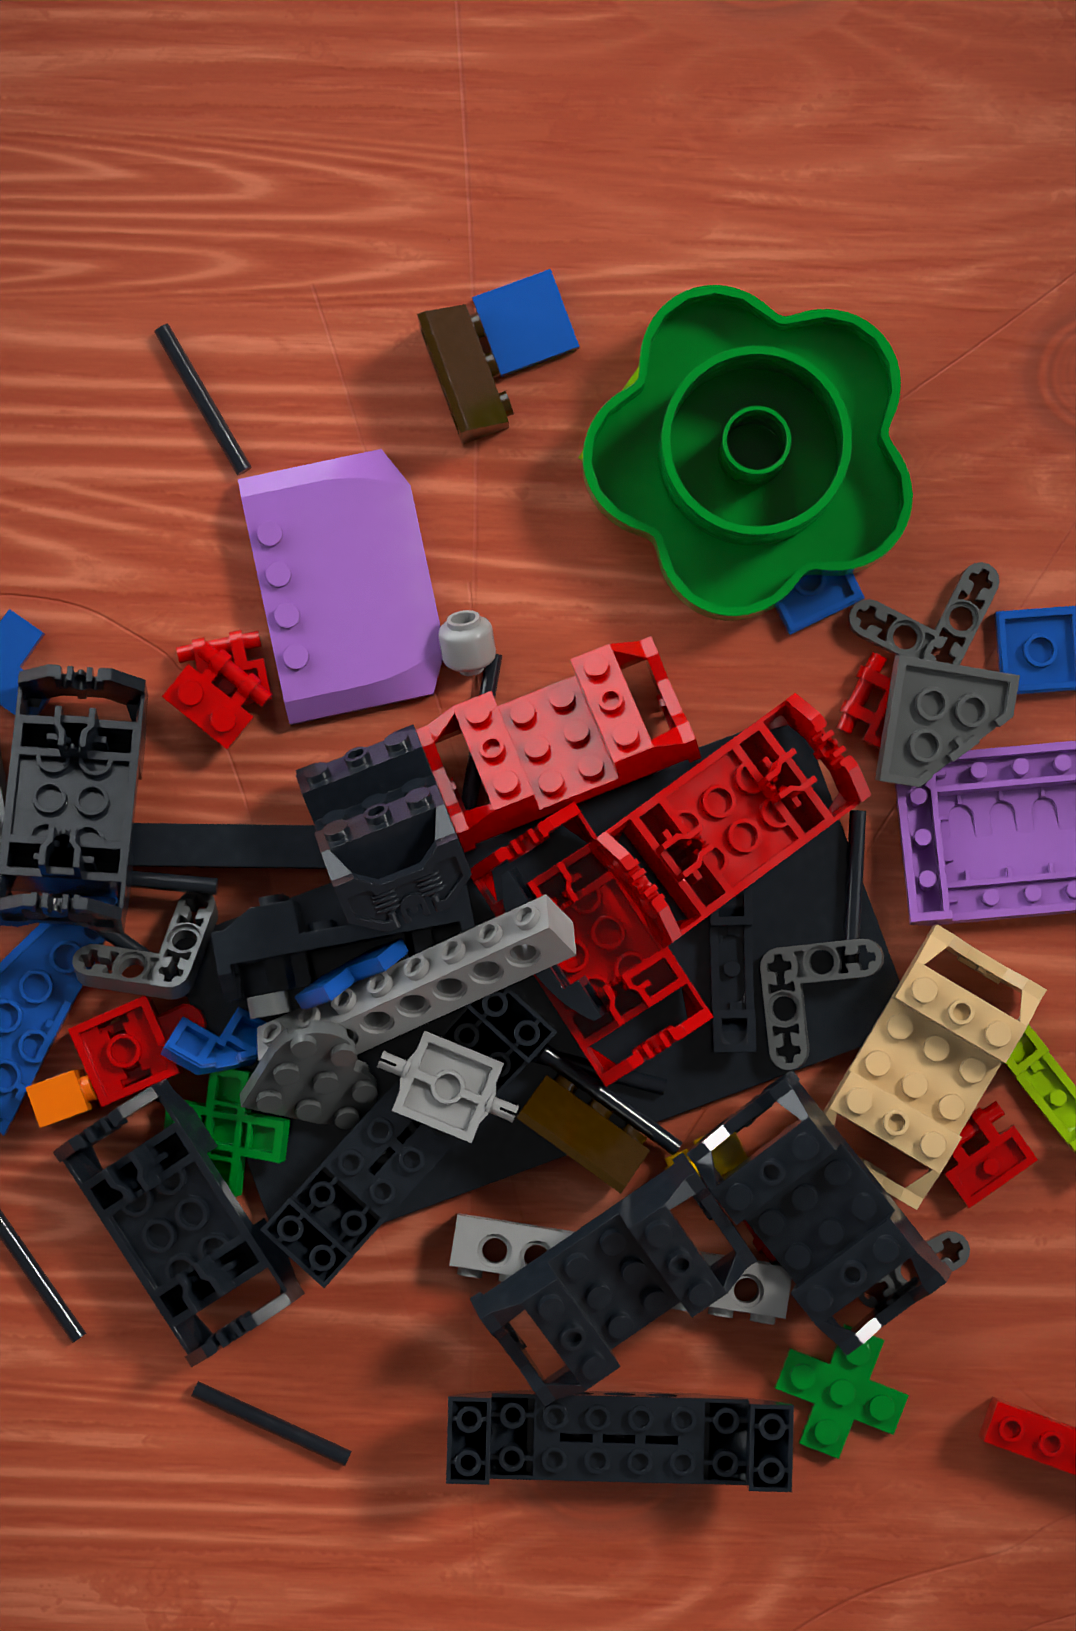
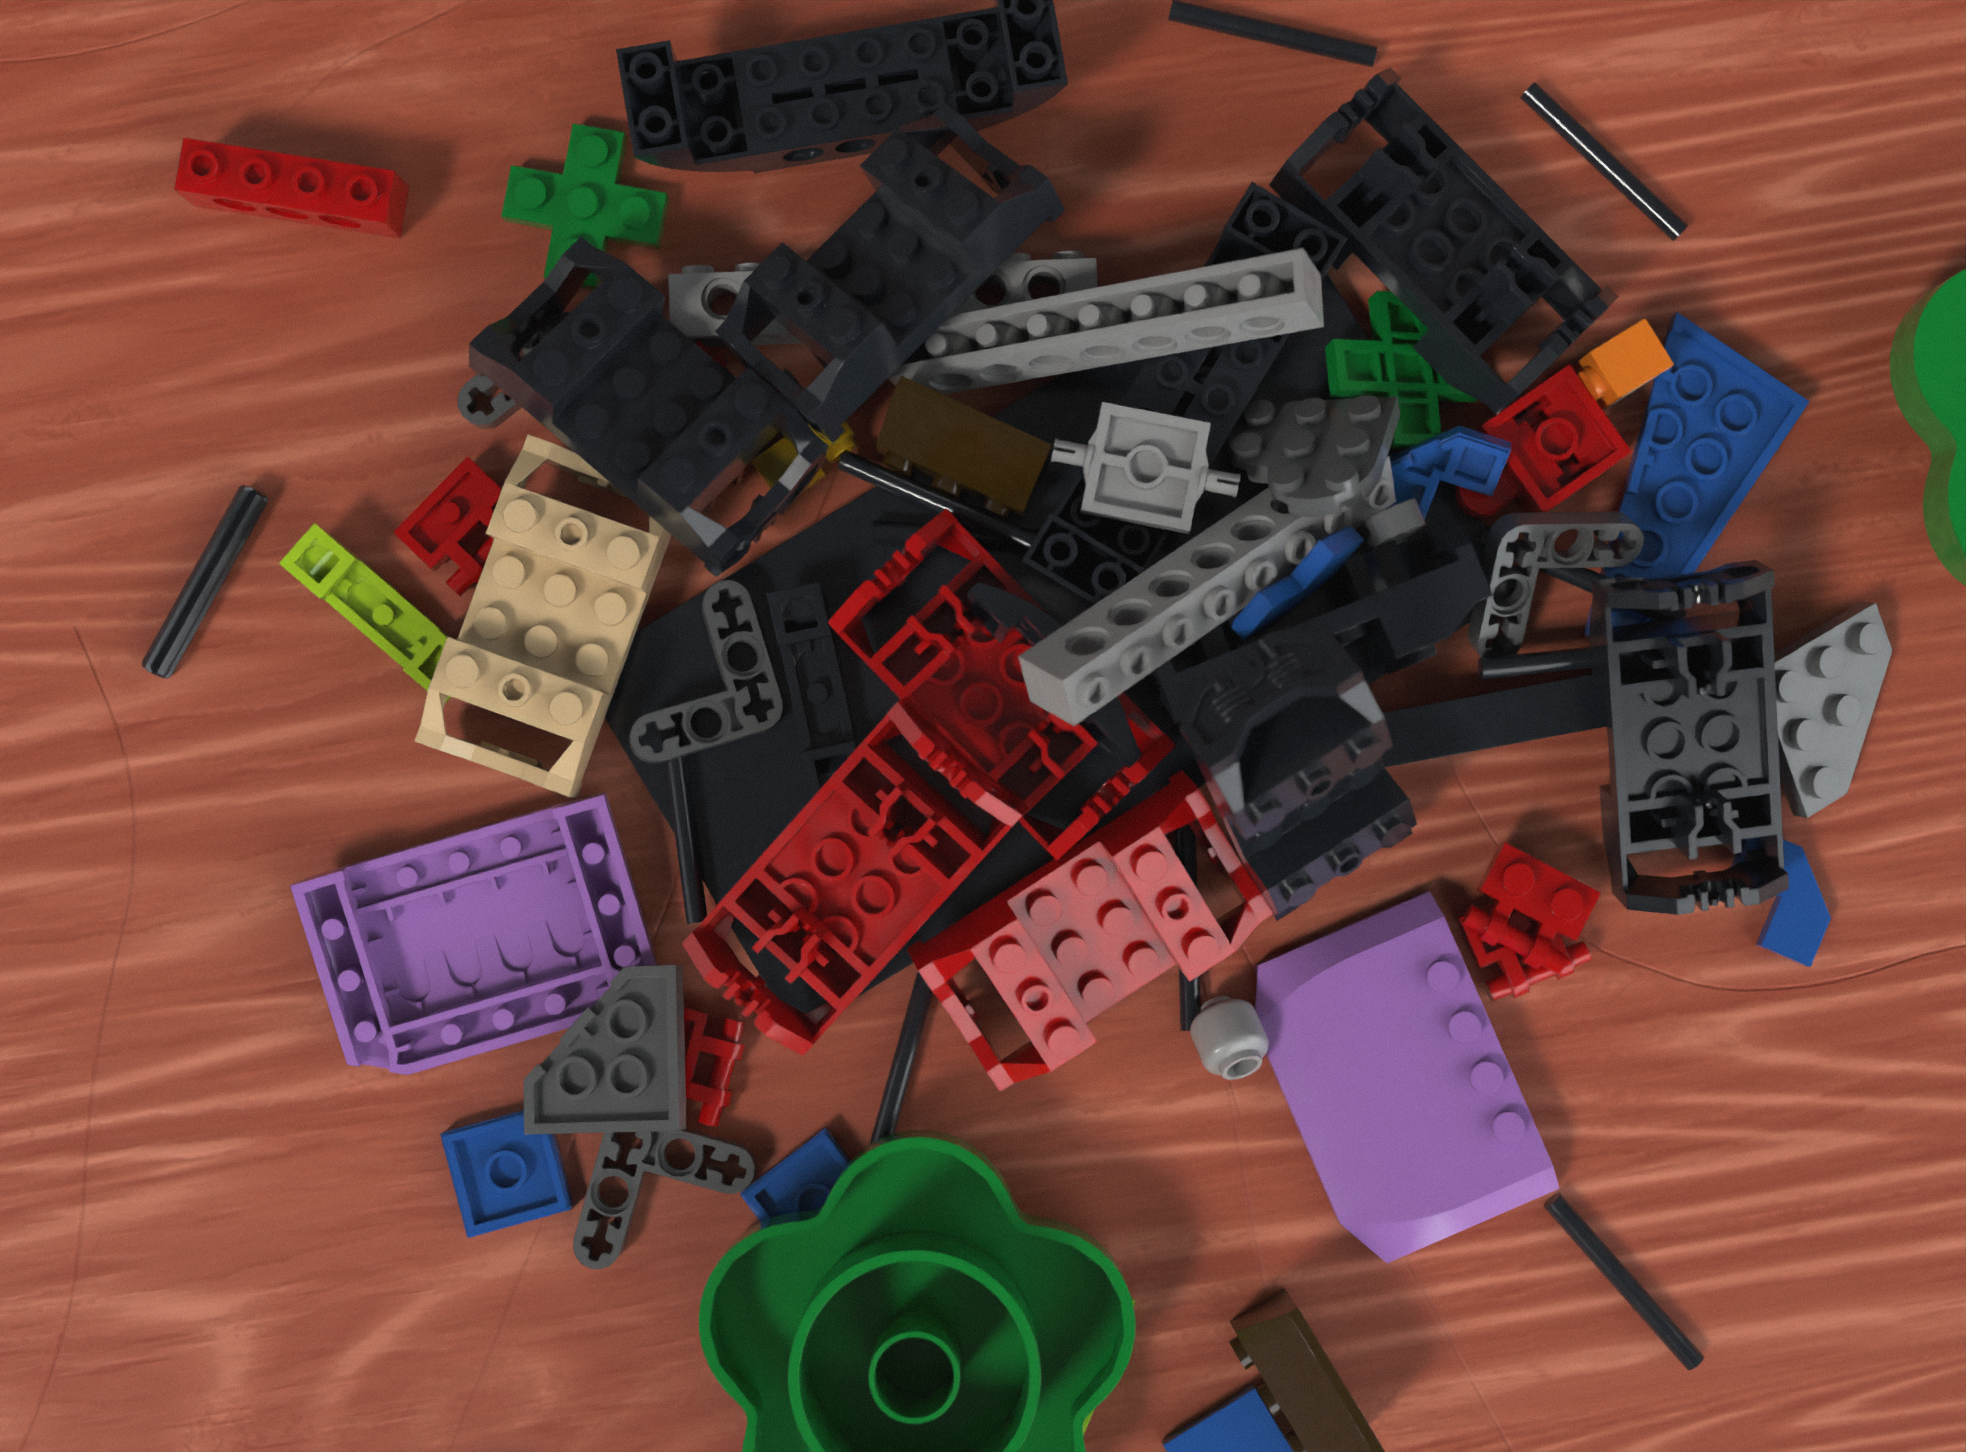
camera: 170 degrees right, 0 degrees up
(445, 1201) = (1120, 323): none -> light grey brick
(720, 674) = (903, 1060): none -> black piece

